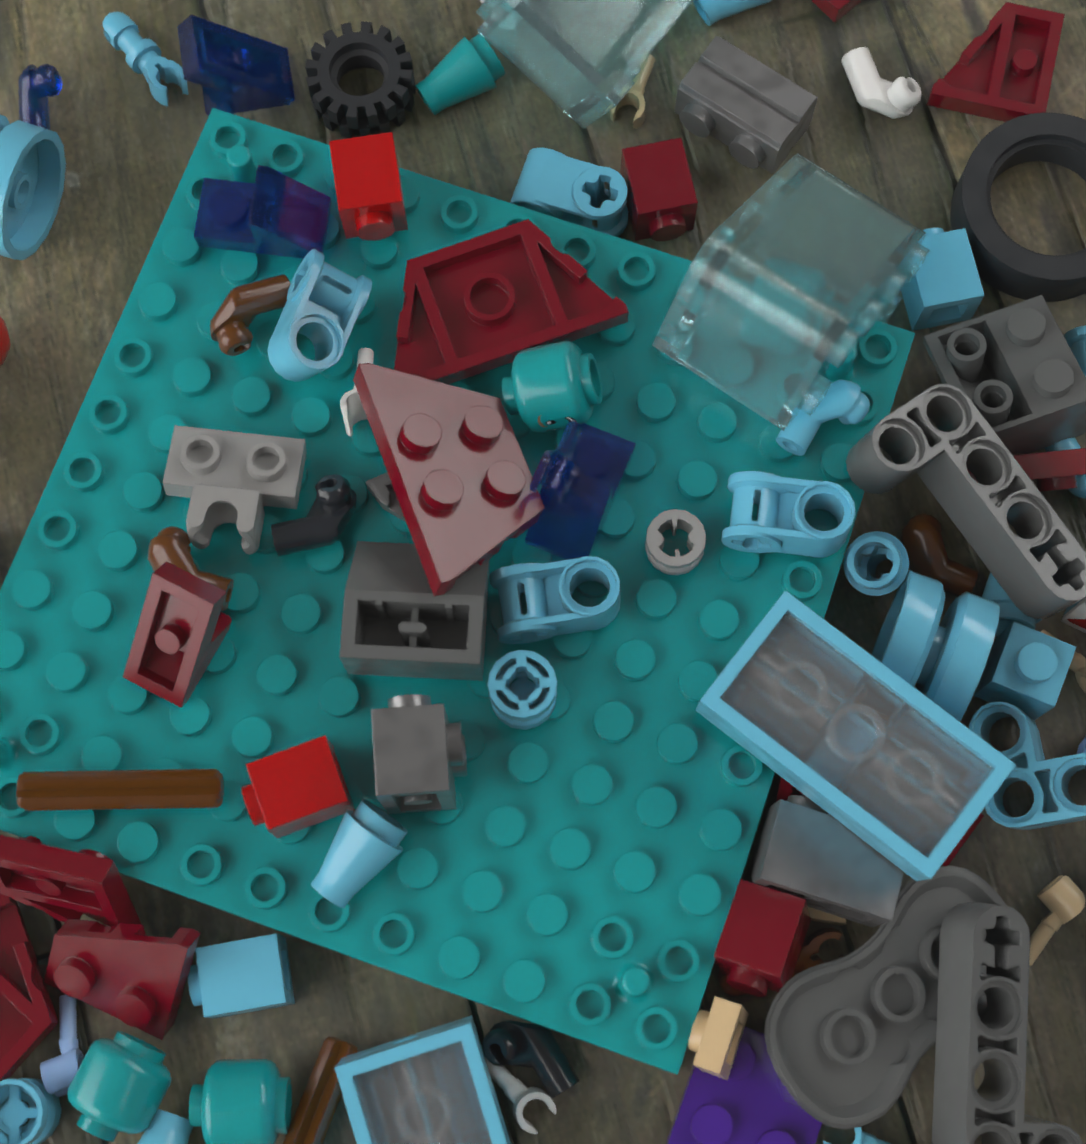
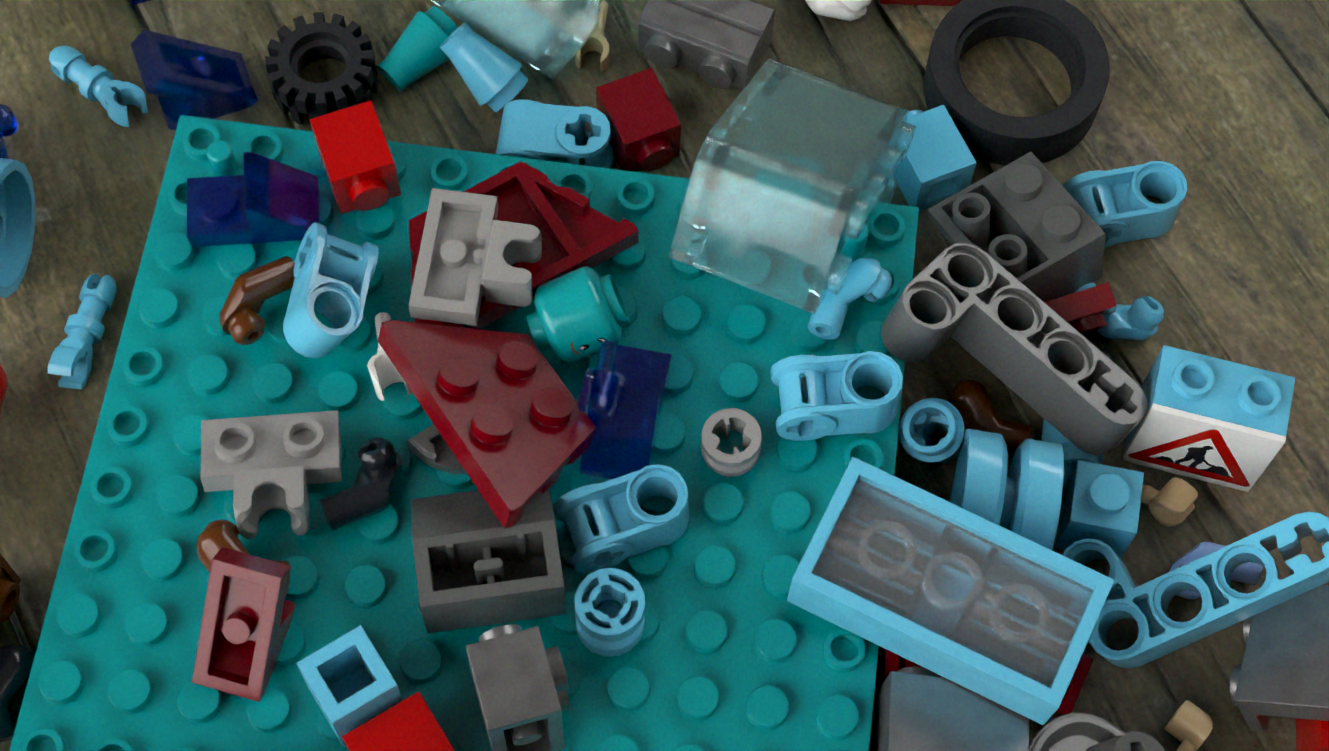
camera: 15 degrees left, 10 degrees down
(77, 327) = (75, 353): none -> medium azure piece
(263, 714) = (349, 681): none -> medium azure brick
(455, 313) = (470, 256): none -> light grey plate
(518, 108) = (484, 67): none -> medium azure cone

